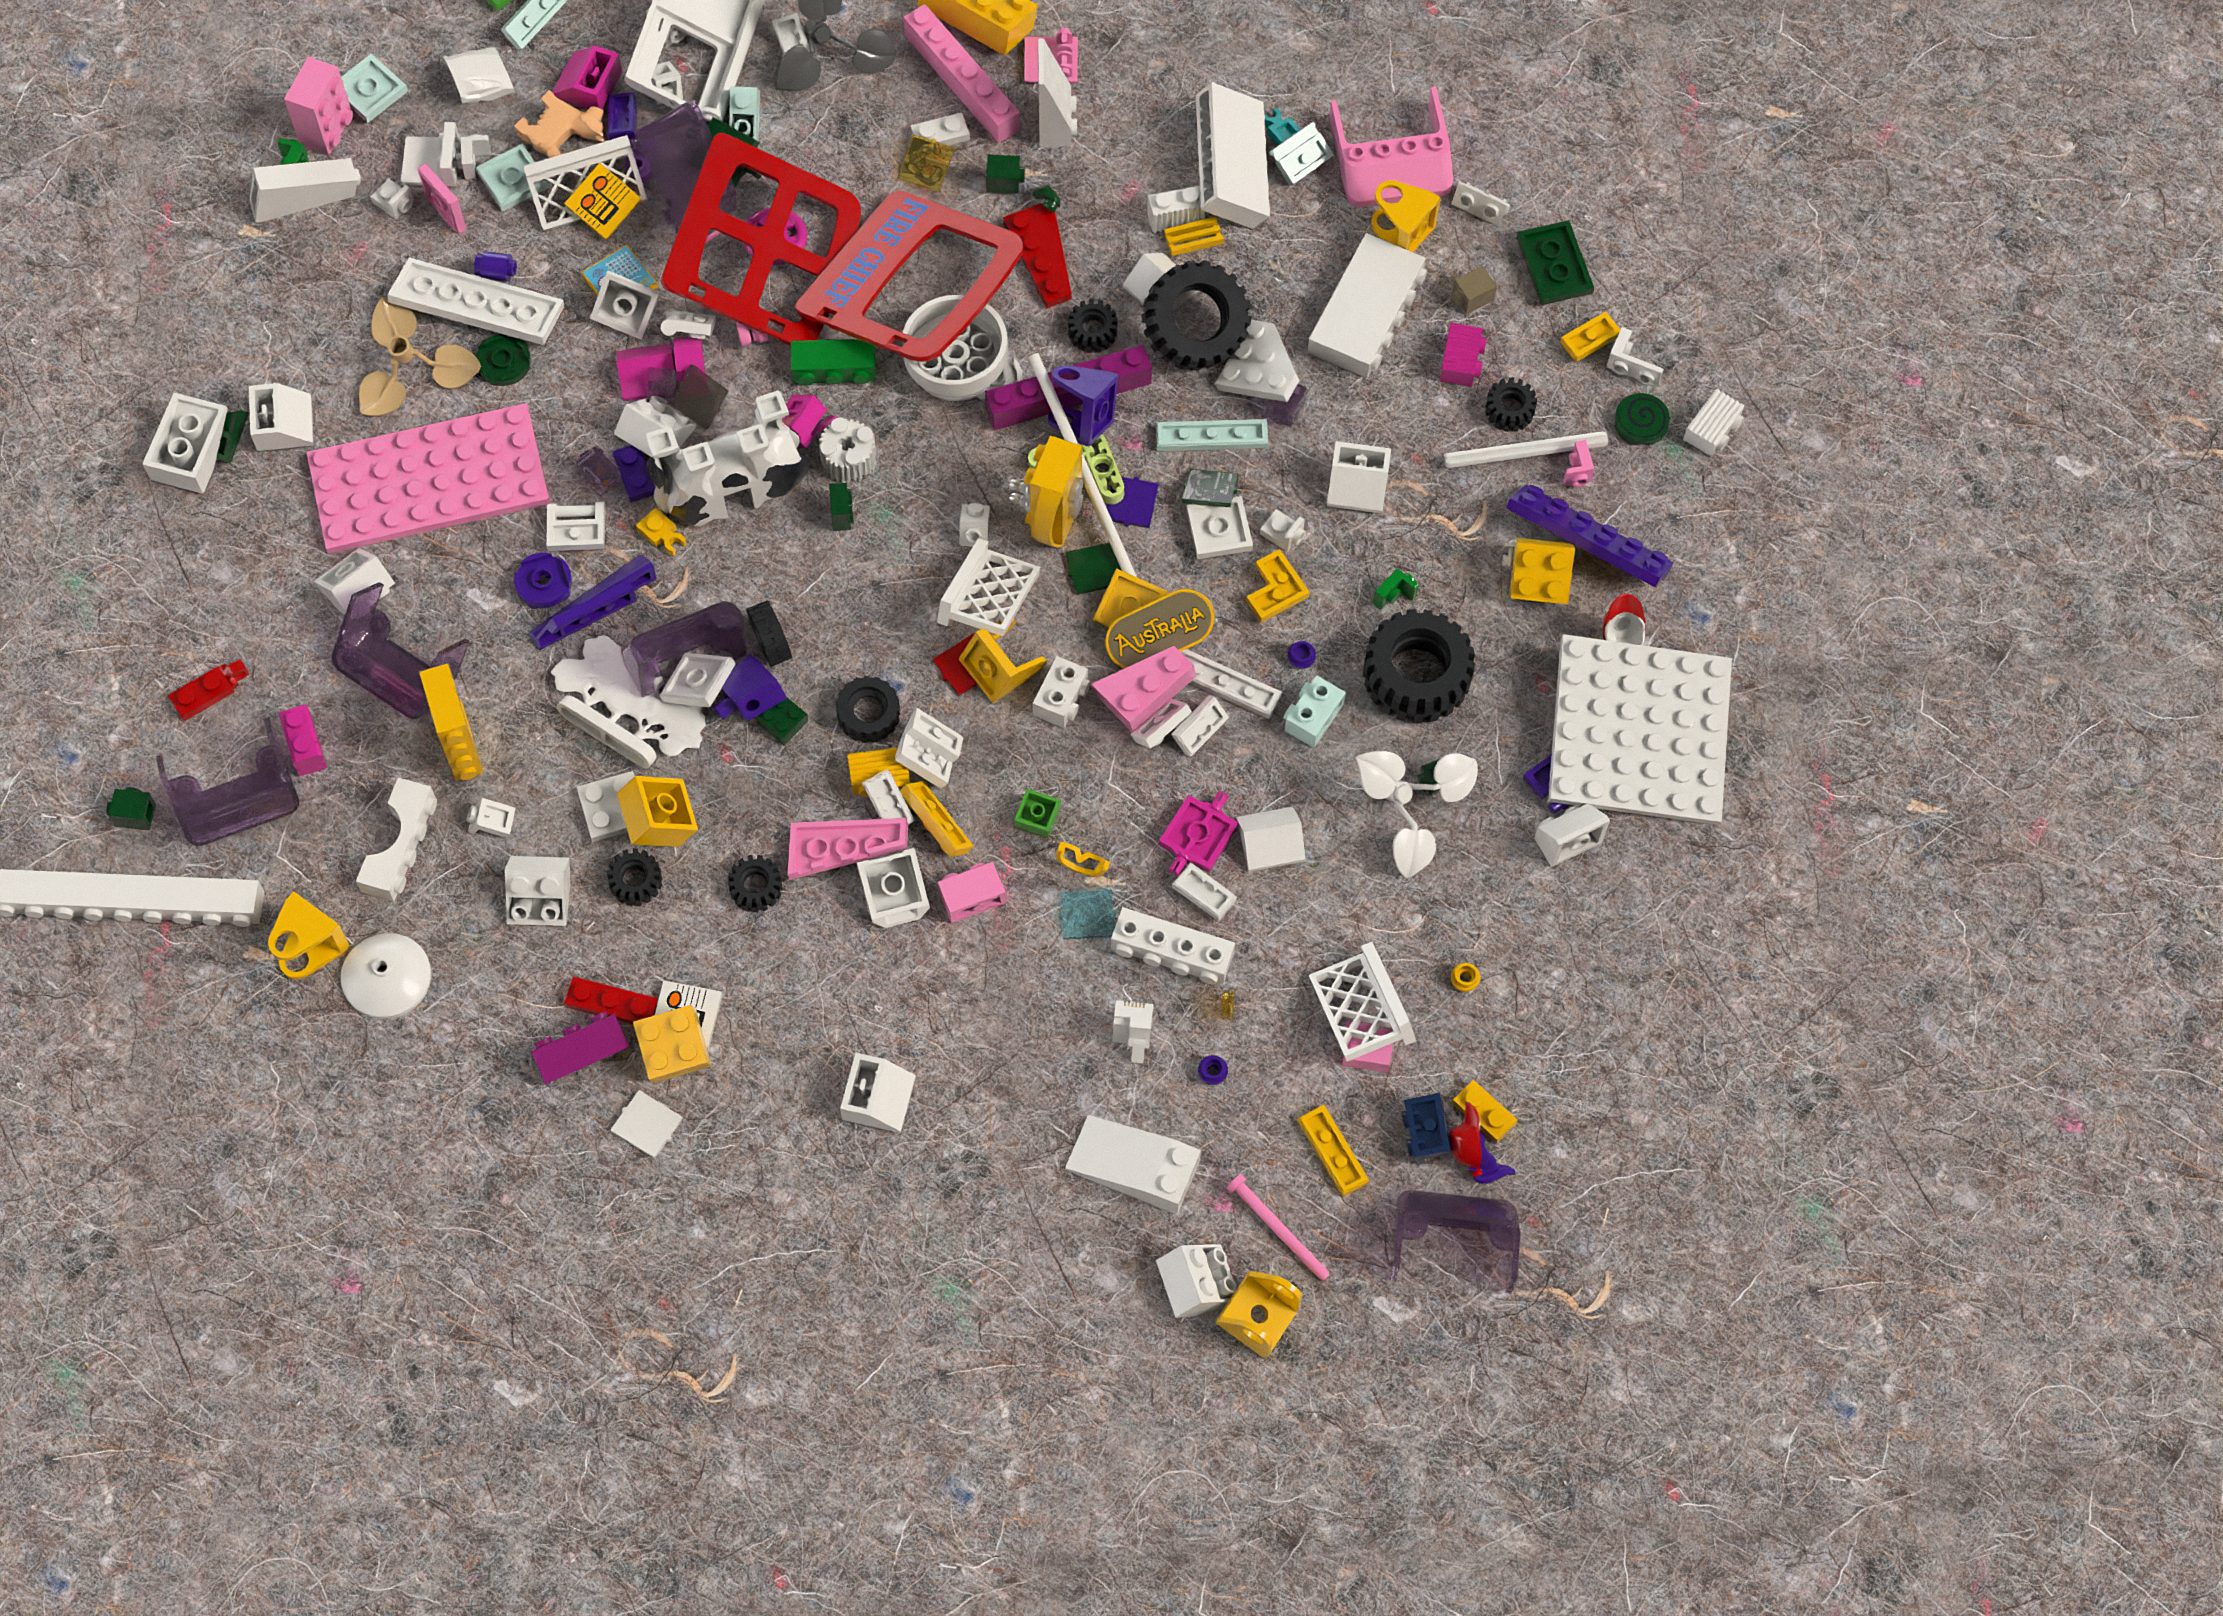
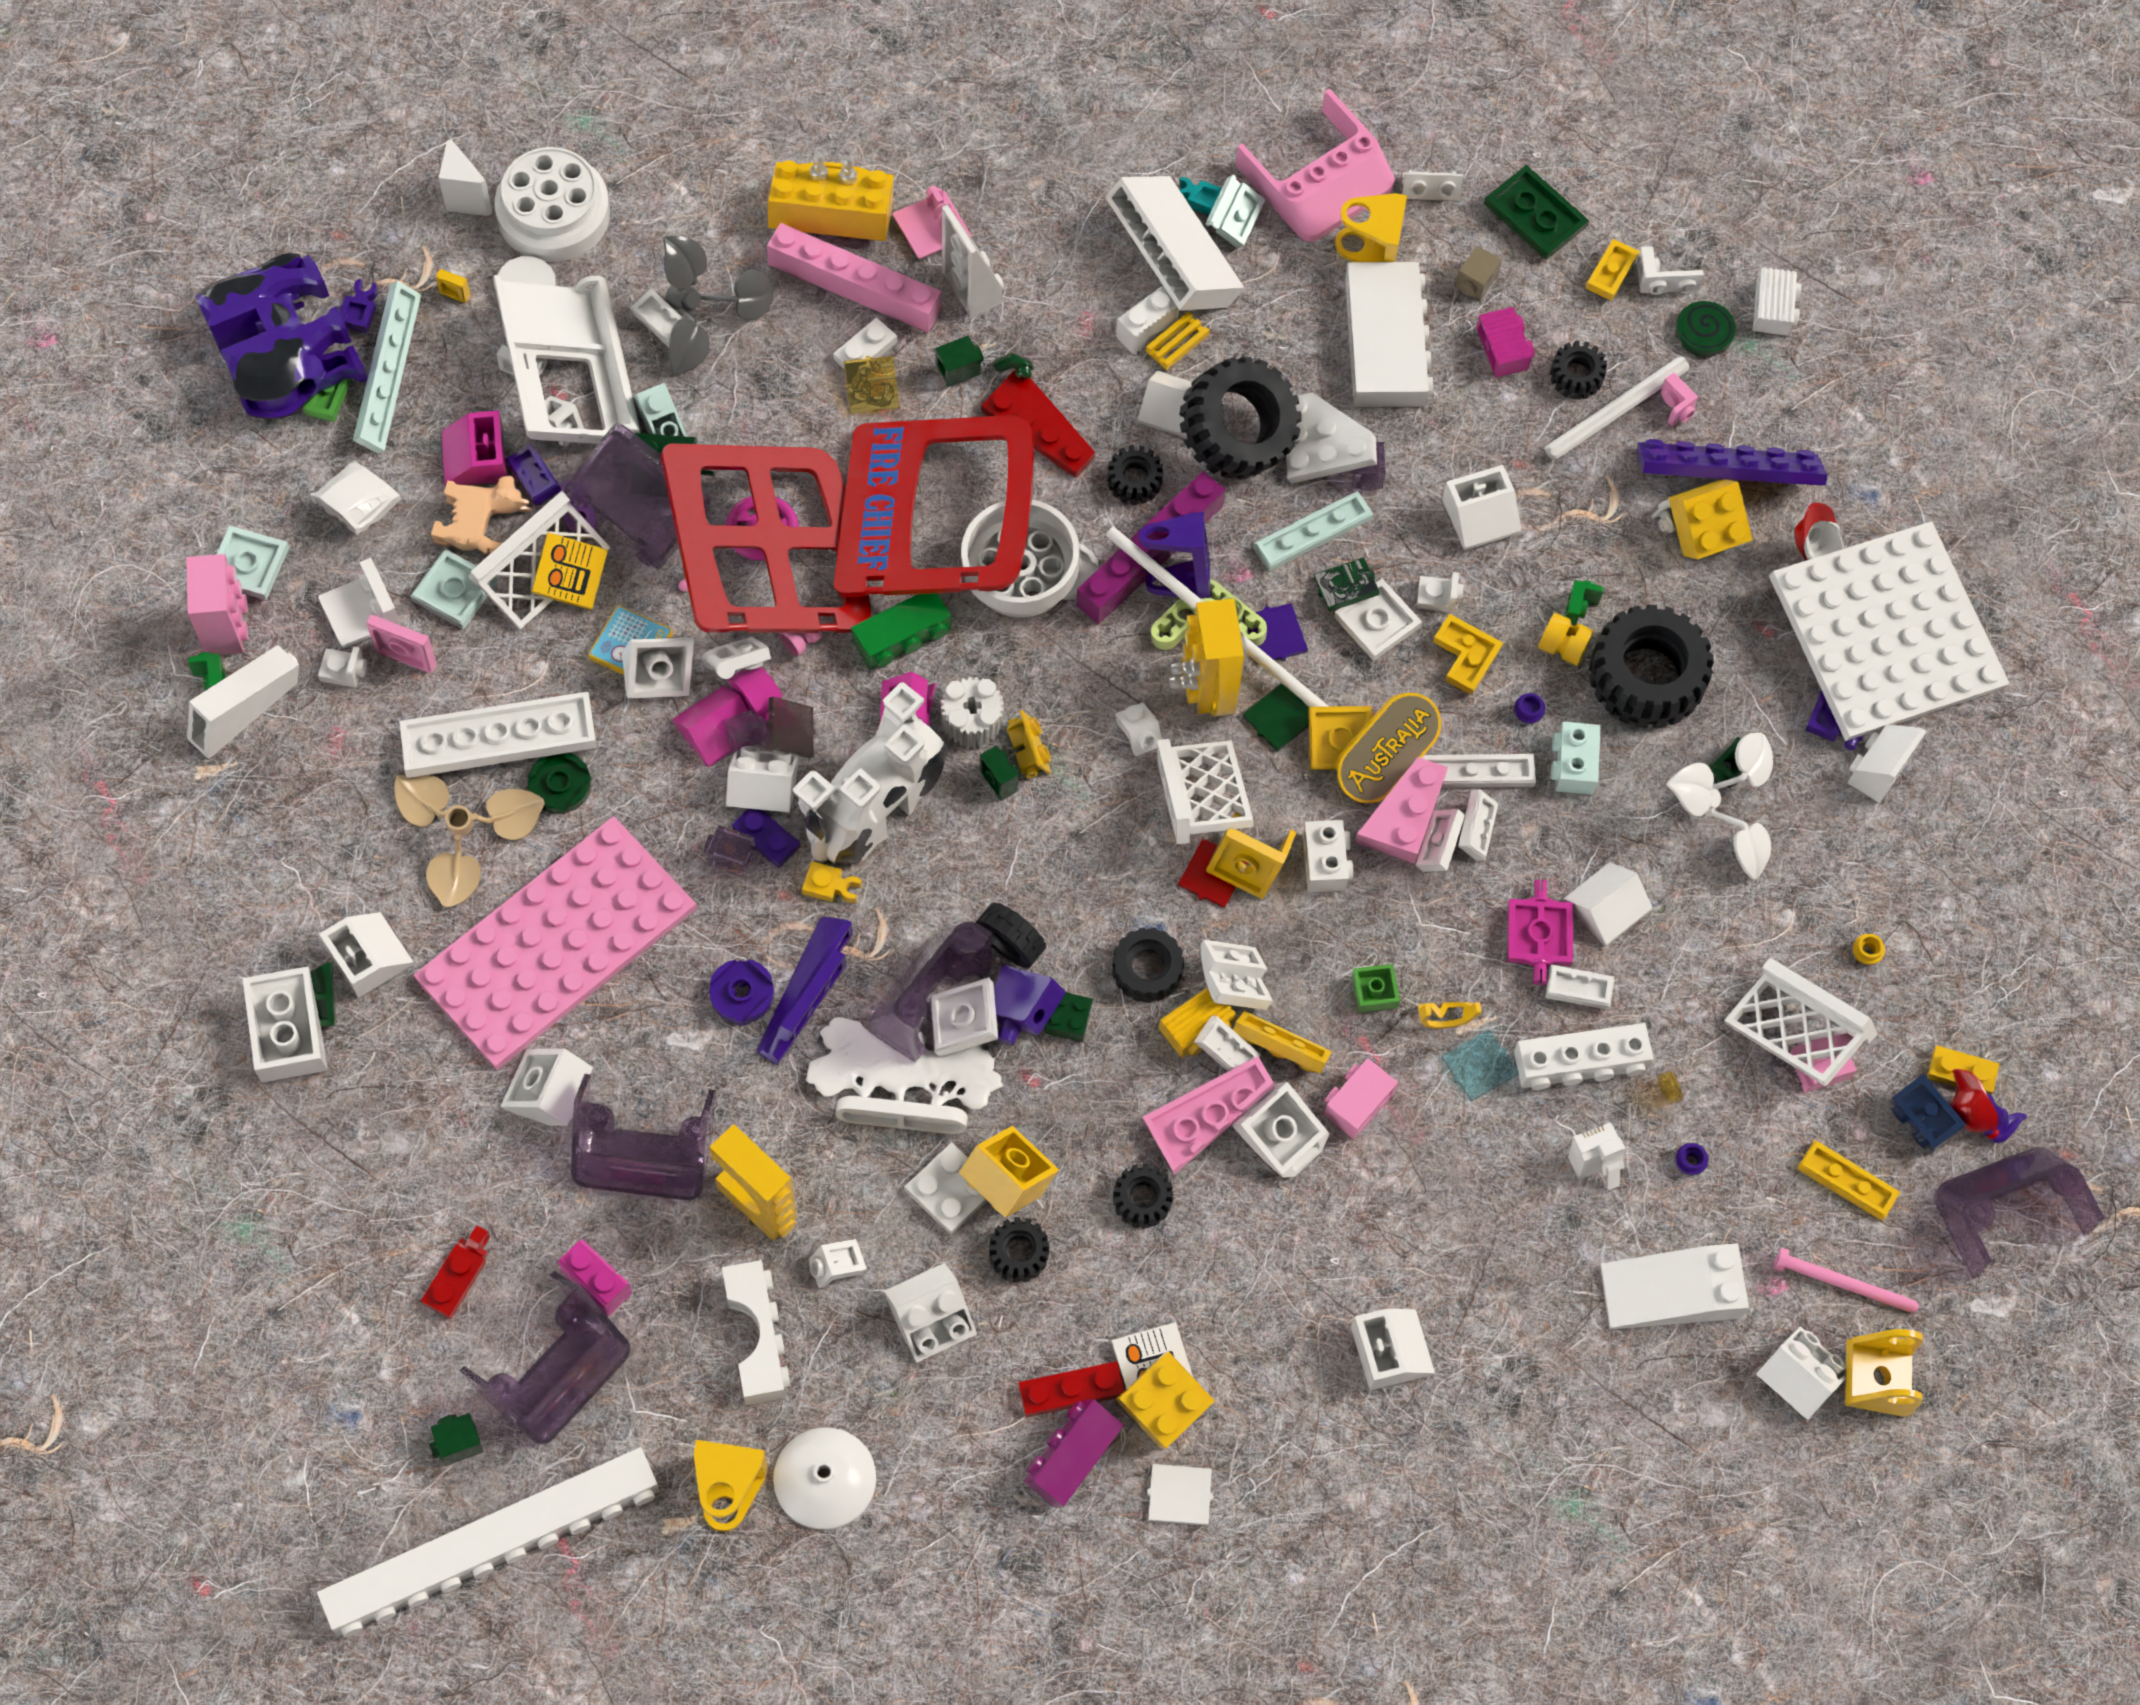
camera: 30 degrees left, 0 degrees up
(470, 147) = (394, 578): white bracket -> none
(495, 266) = (495, 689): dark purple brick -> none
(576, 534) = (745, 927): white plate -> none
(882, 486) = (1035, 755): none -> yellow hinge
(1360, 610) = (1565, 639): none -> yellow wheel

